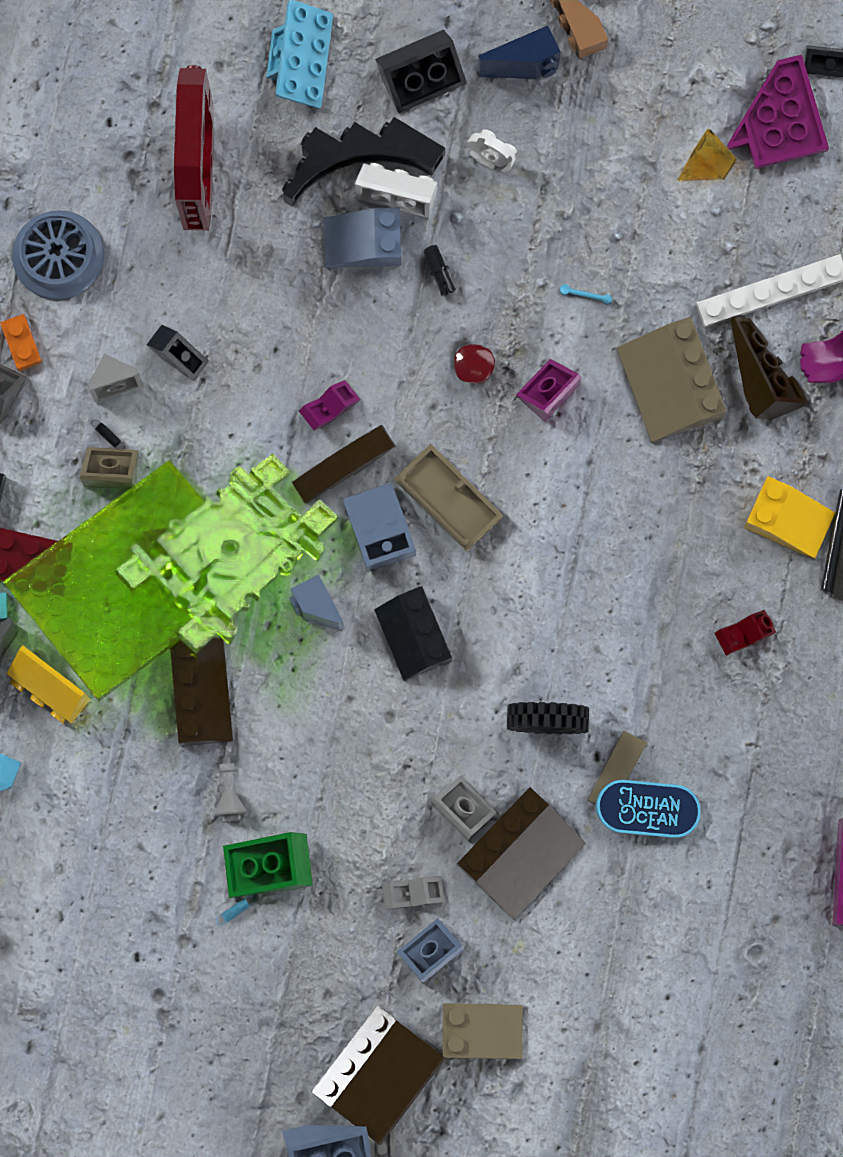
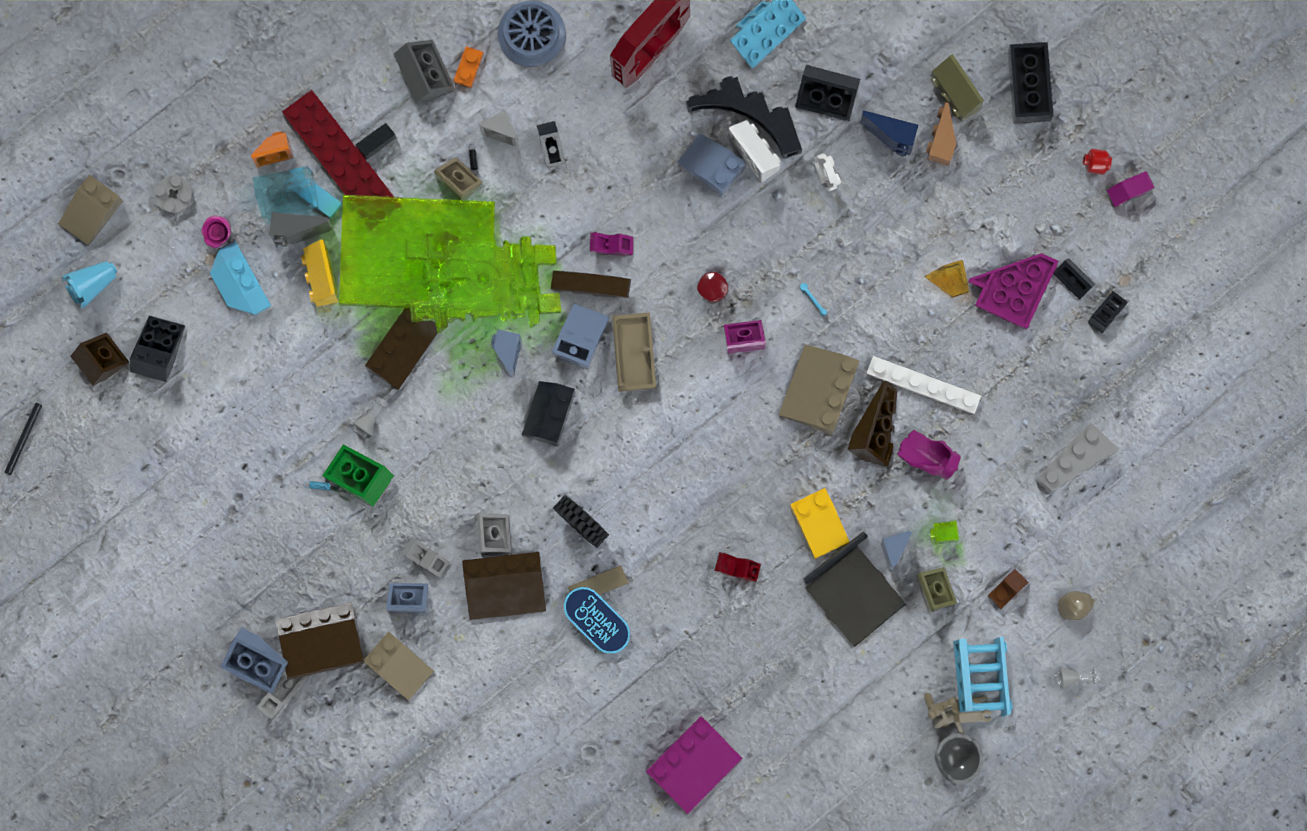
camera: 45 degrees right, 0 degrees up
(439, 270) = (740, 217): black axle -> none

